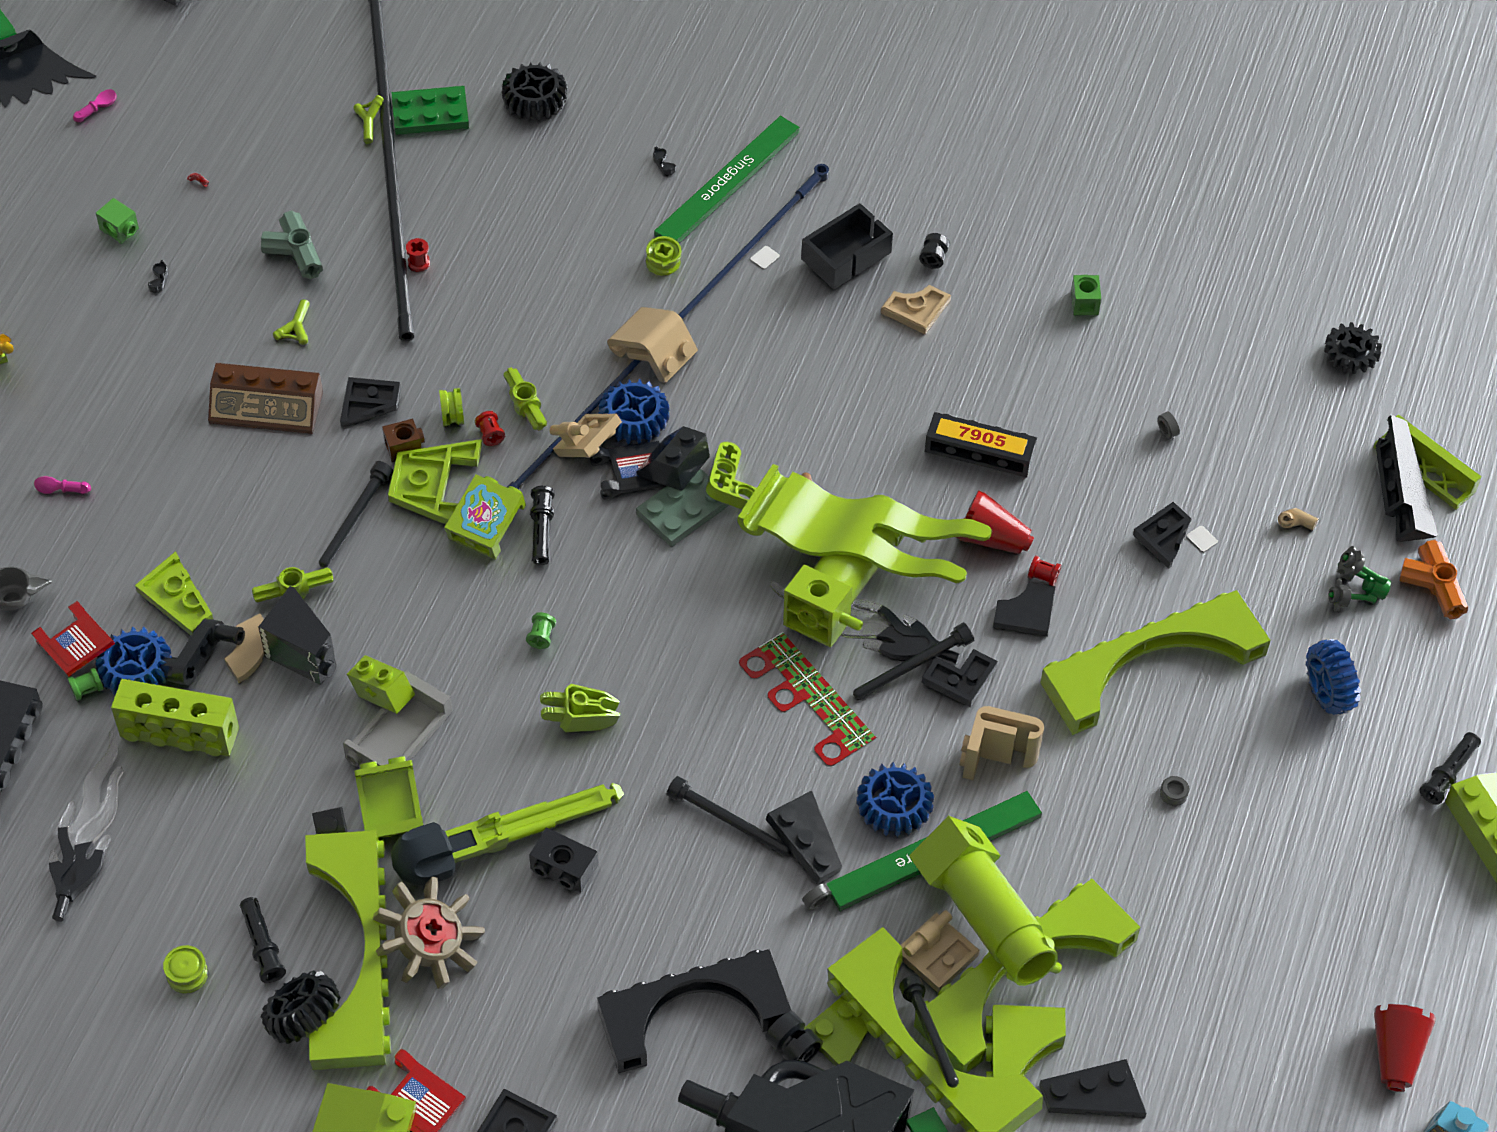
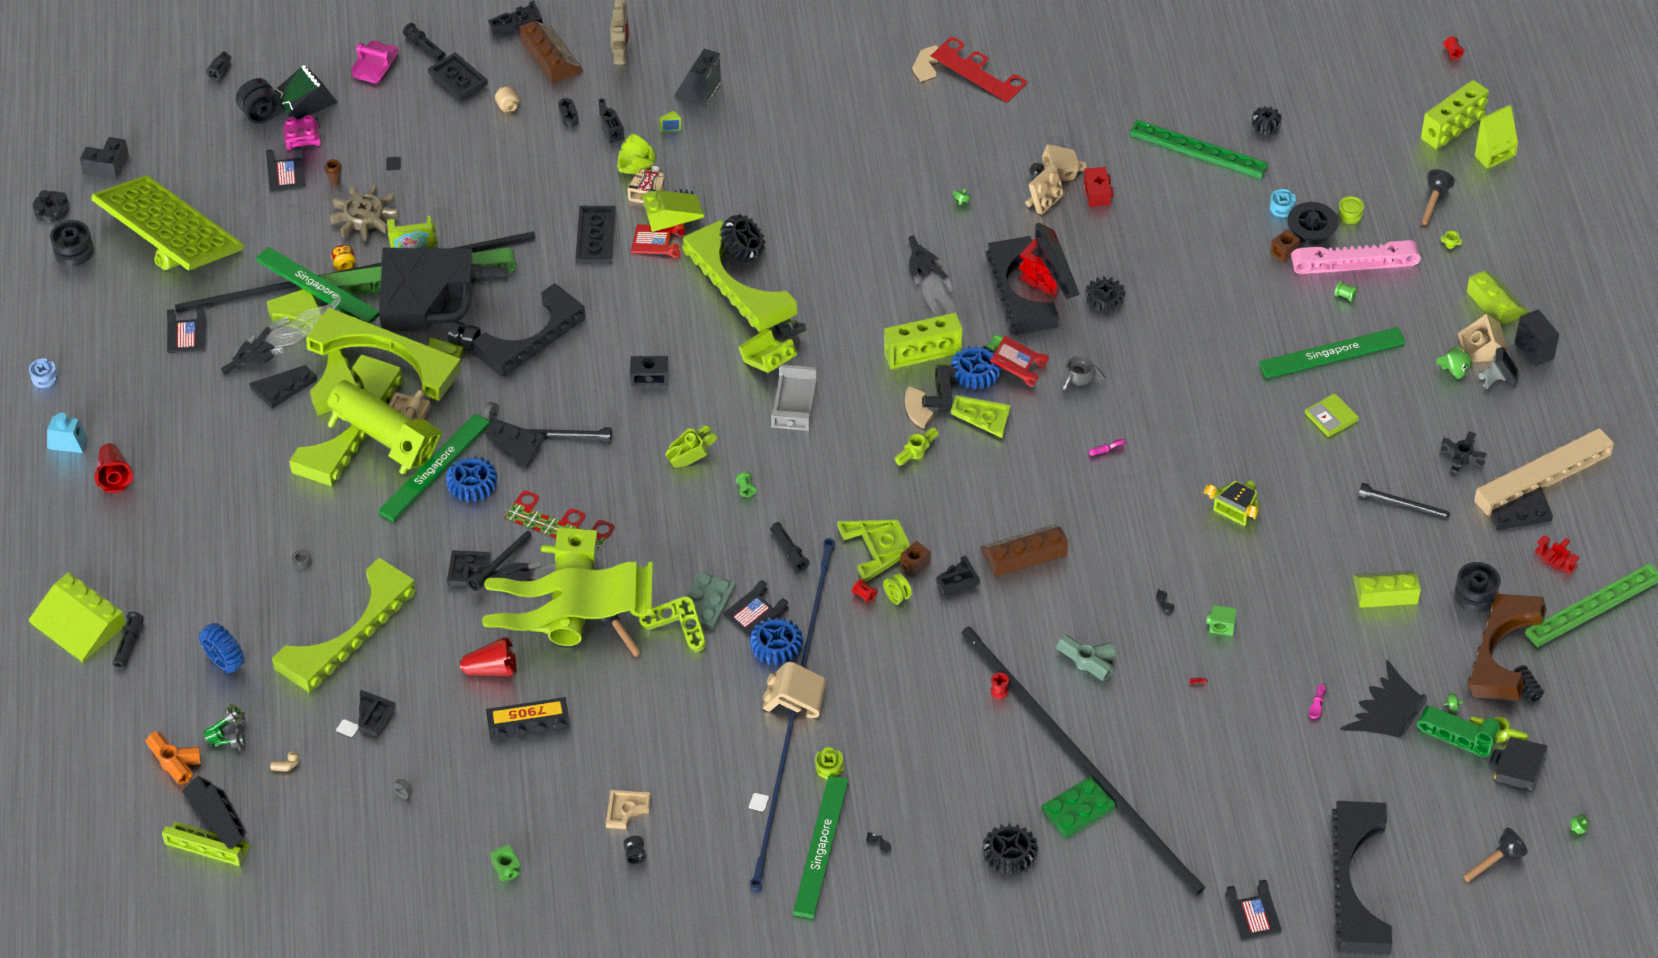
camera: 155 degrees right, 5 degrees down
(185, 969) = (822, 241): lime wheel -> none
(264, 951) = (785, 266): black pin -> none
(295, 325) = (1047, 609): lime piece -> none
(297, 638) = (883, 409): black slope -> none
(368, 116) = (1117, 779): lime piece -> none
(380, 474) = (914, 533): black piece -> none
(381, 684) = (821, 407): lime brick -> none
(428, 932) = (698, 297): dark tan gear -> none
(433, 851) = (722, 336): piece -> none
(484, 515) = (825, 530): panel -> none
(525, 399) = (855, 618): lime axle -> none
(586, 436) = (796, 603): tan plate -> none
(676, 458) = (727, 612): black slope -> none
(846, 246) = (702, 820): black piece -> none
(914, 992) = (407, 378): black piece -> none
(997, 735) = (422, 530): tan piece -> none
(1028, 611) = (443, 627): black tile -> none
(1044, 571) = (443, 652): red bush -> none
(1353, 348) = (289, 906): black gear -> none

